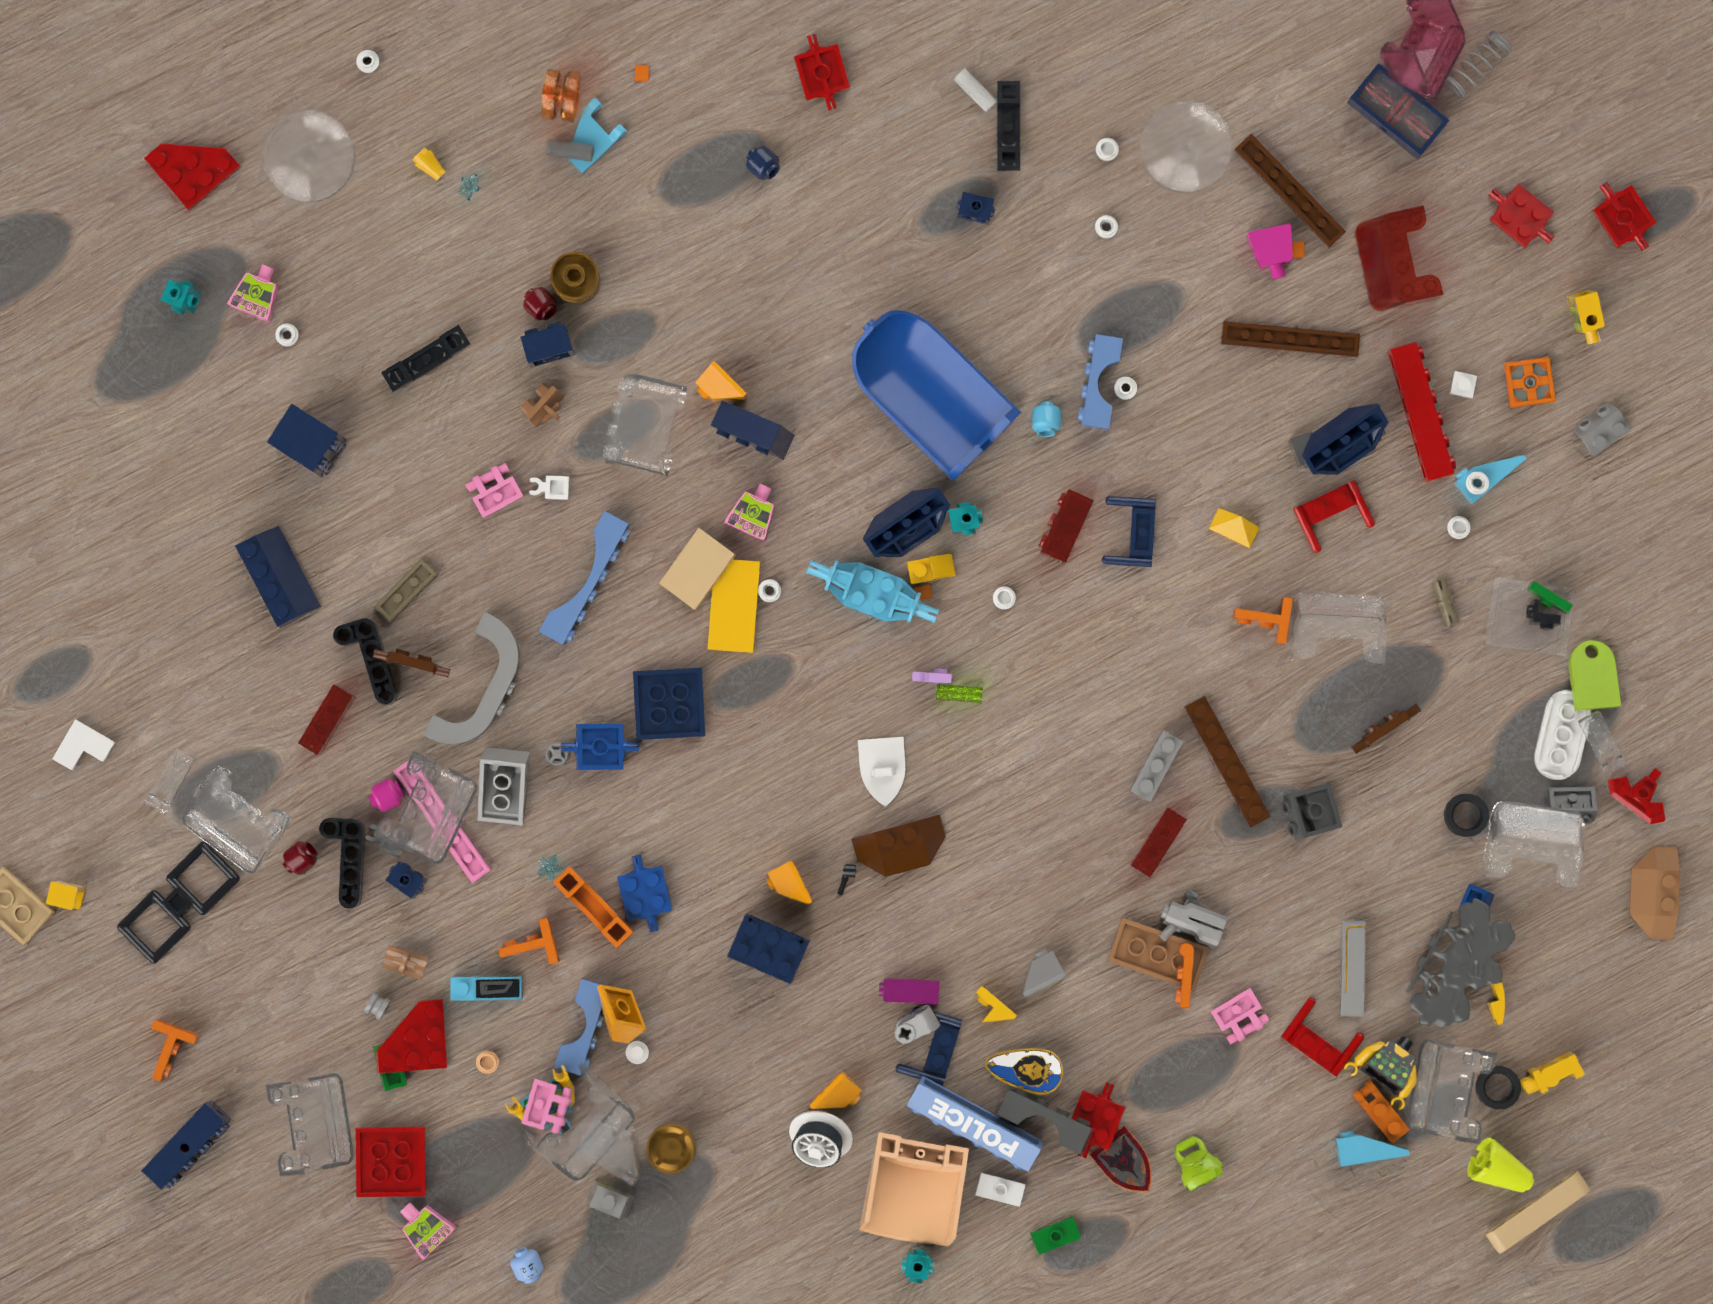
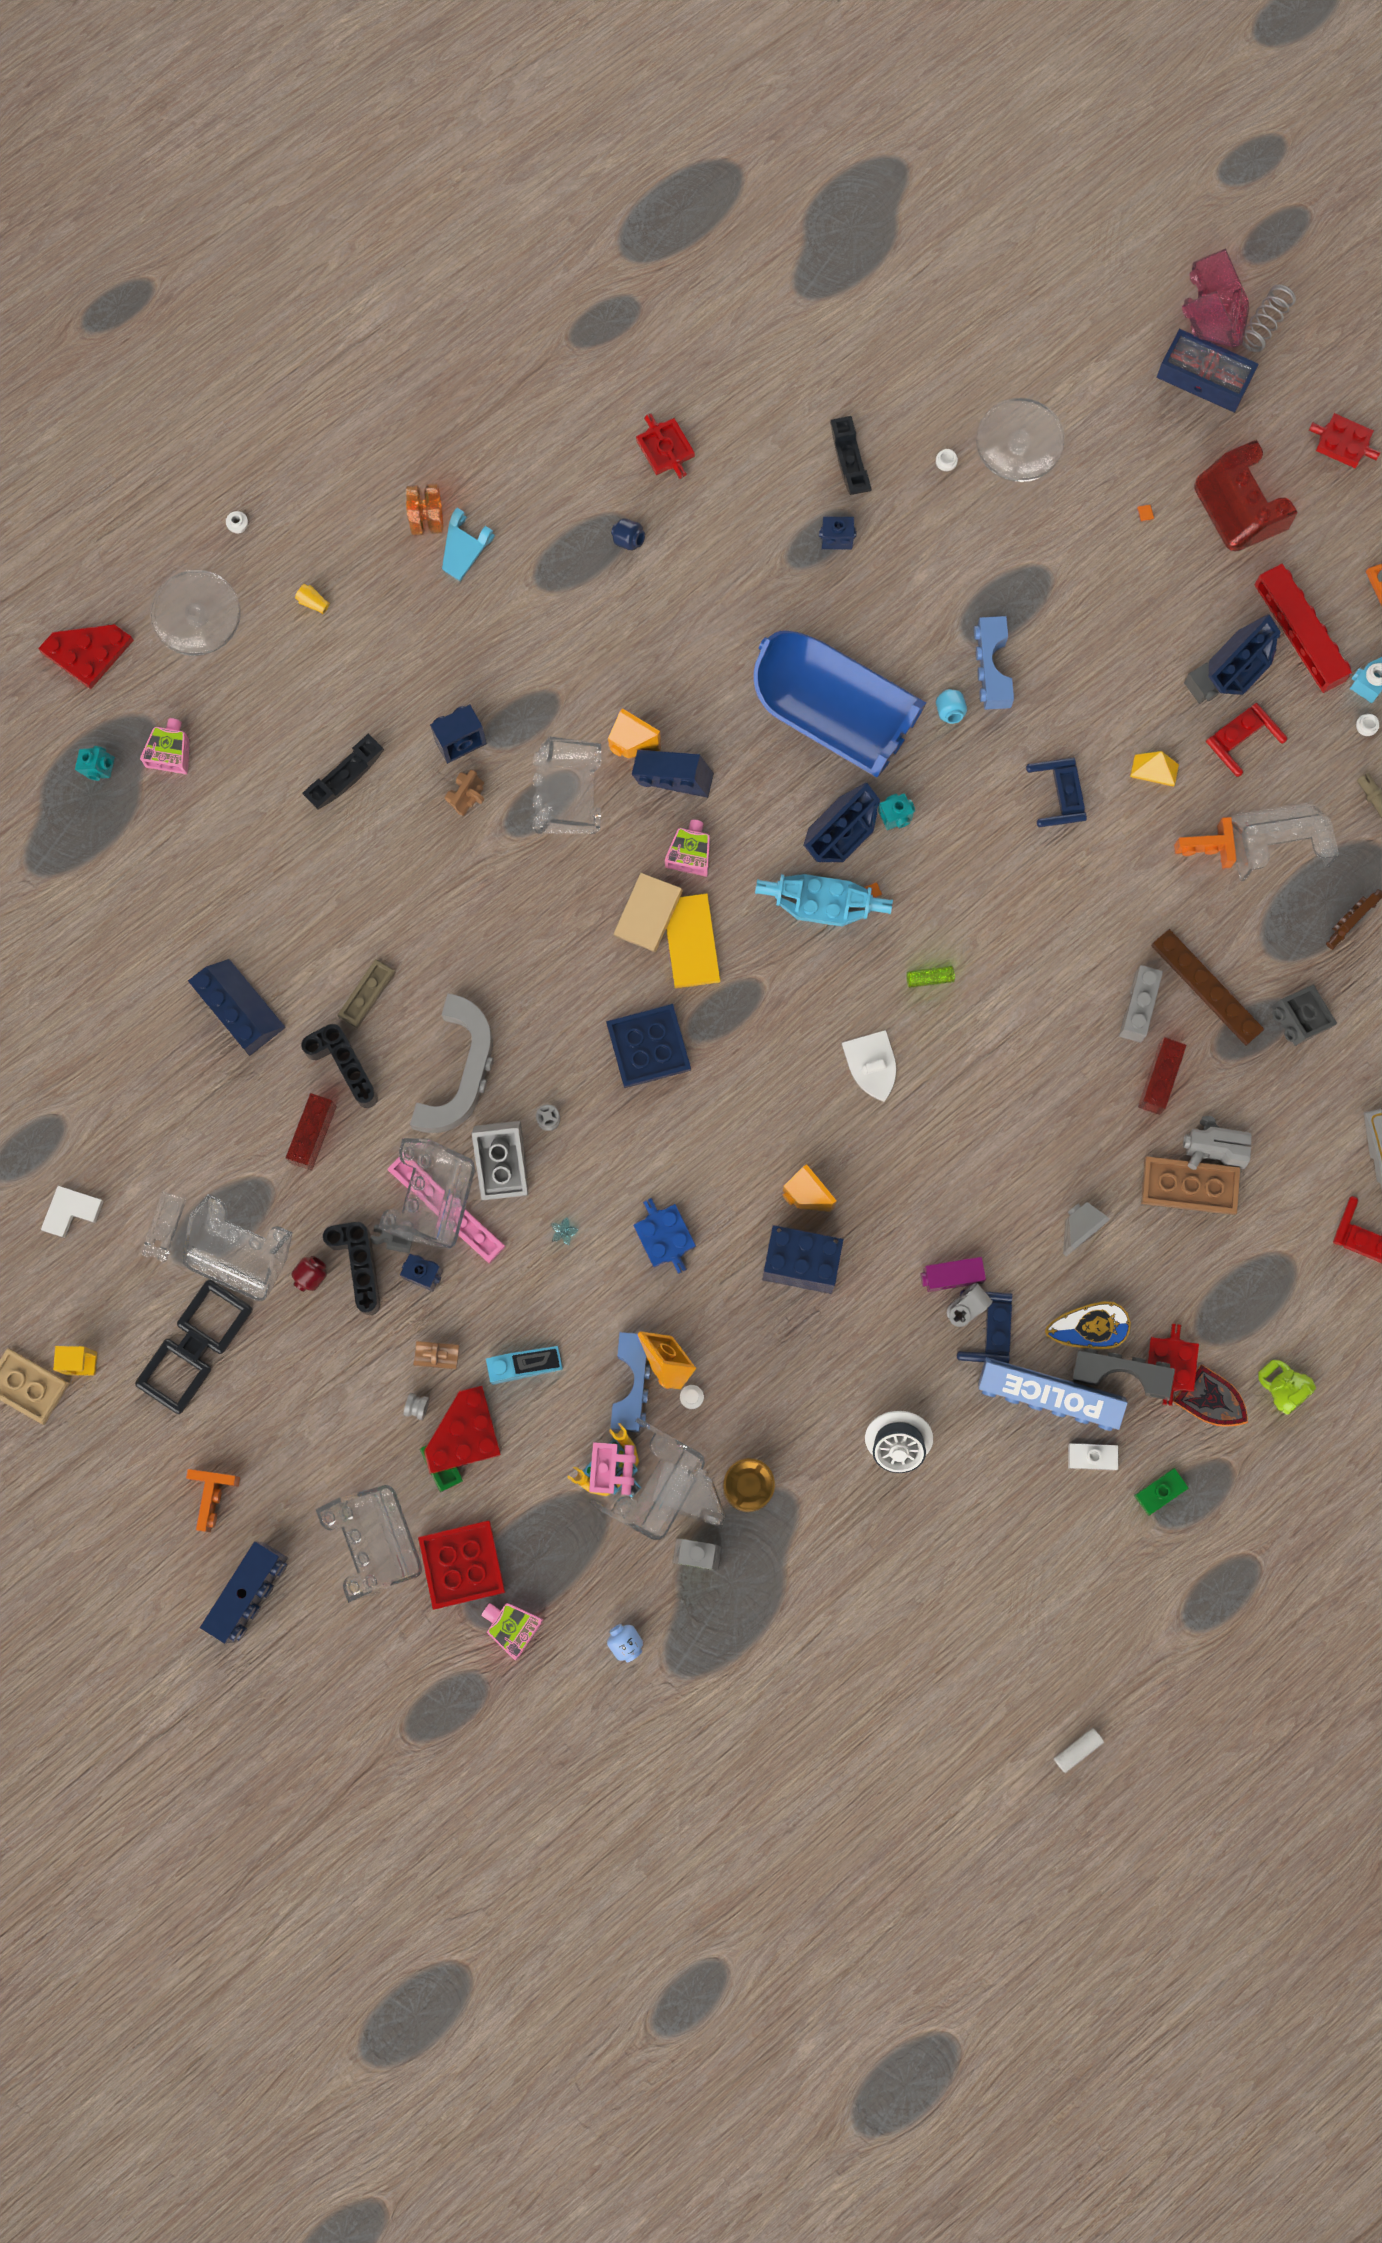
camera: 15 degrees left, 10 degrees down
(280, 332) = (200, 776): white plate -> none
(307, 441) = (240, 865): dark blue container -> none
(386, 795) = (384, 1193): dark pink head -> none
(402, 657) = (393, 1055): reddish brown plate -> none
(470, 185) = (355, 610): clear light blue plant -> none
(487, 1062) = (540, 1440): light nougat plate -> none
(498, 496) = (439, 885): bright pink plate -> none
(534, 942) = (562, 1308): orange bracket -> none
(540, 303) = (443, 700): dark red head -> none
(555, 487) = (492, 866): white plate -> none
(562, 620) = (526, 987): medium blue arch -> none
(571, 149) = (443, 557): light grey piece -> none
(575, 277) = (472, 668): pearl gold wheel -> none
(593, 906) = (615, 1258): orange arch -> none
(599, 746) = (588, 1100): blue plate -> none
(642, 73) = (497, 483): orange window -> none
(769, 583) = (722, 912): white plate -> none
(837, 1094) = (906, 1393): light orange slope -> none
(848, 871) = (862, 1170): black hand -> none
(901, 846) = (908, 1134): reddish brown wedge -> none
(914, 1191) = (1009, 1476): light nougat windscreen -> none
(917, 1256) = (1021, 1557): teal brick -> none
(931, 568) = (876, 866): yellow slope -> none
(937, 676) = (901, 966): lavender plate -> none
(975, 90) = (800, 430): white piece -> none
(999, 1010) = (1046, 1273): yellow slope -> none
(1004, 597) = (951, 878): white plate -> none
(1065, 526) = (994, 799): clear red brick -> none
(1111, 221) = (963, 521): white plate -> none
(1125, 395) = (1018, 670): white plate -> none
(1184, 973) = (1225, 1196): orange plate -> none
(1237, 1009) = (1283, 1223): bright pink plate -> none
(1272, 248) = (1123, 513): dark pink torso -> none
(1290, 190) = (1125, 461): reddish brown plate -> none
(1290, 339) = (1161, 591): reddish brown tile -> none
(1463, 384) = (1334, 598): white plate -> none

